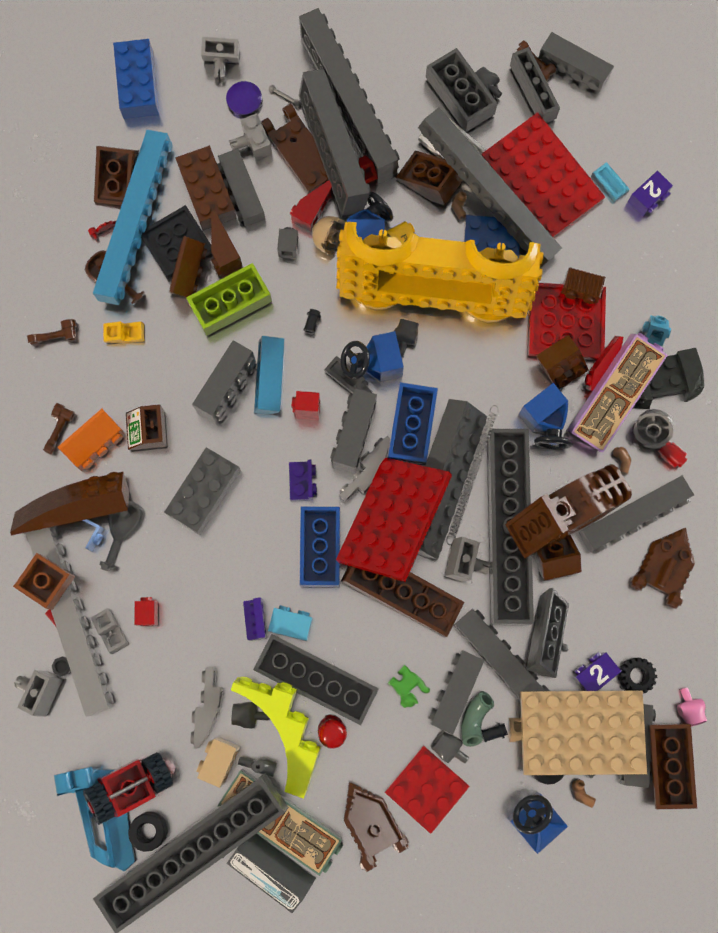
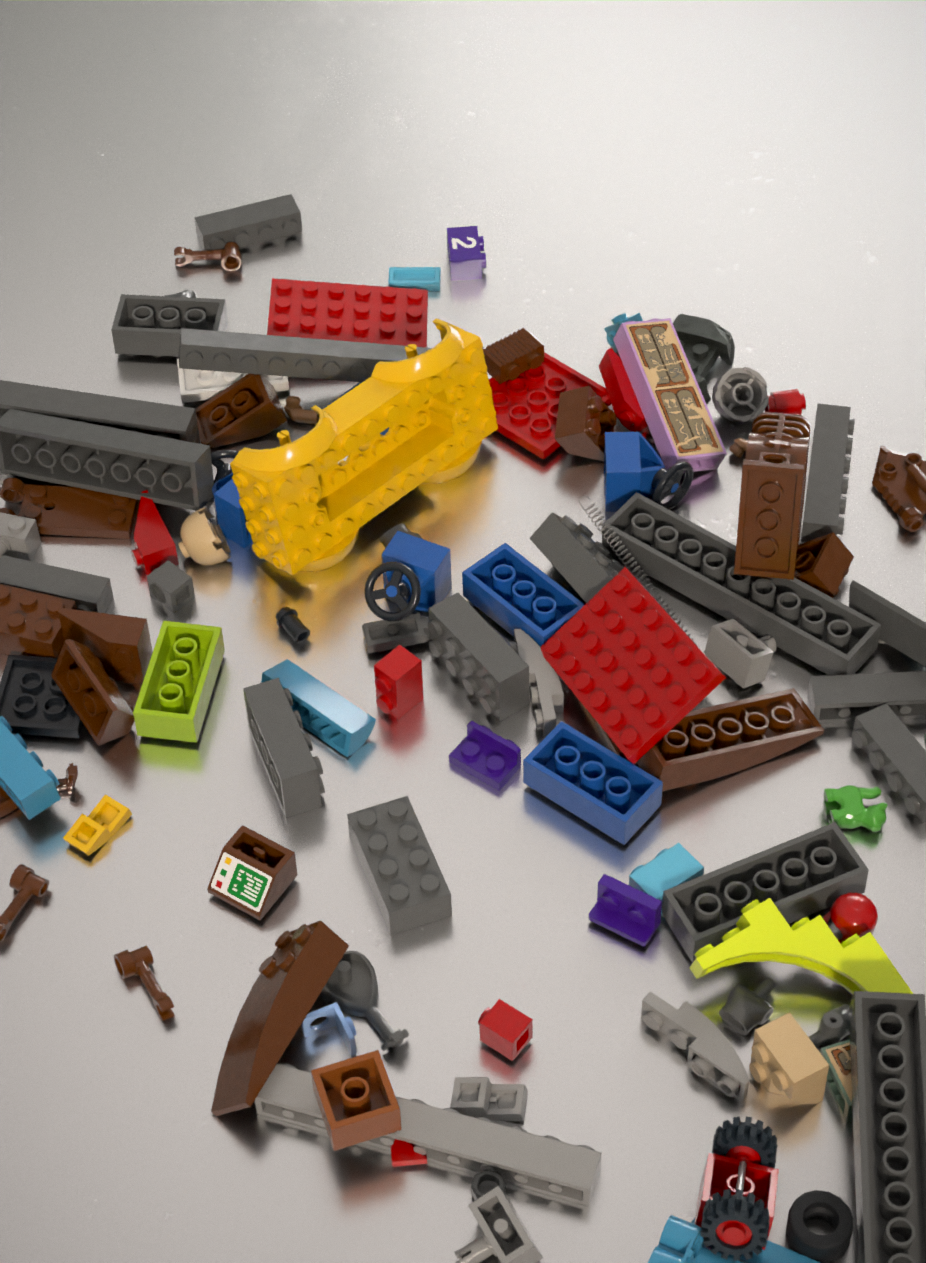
camera: 50 degrees left, 30 degrees down
(91, 440) = (210, 942): orange slope -> none
(534, 84) = (235, 265): dark grey brick -> none

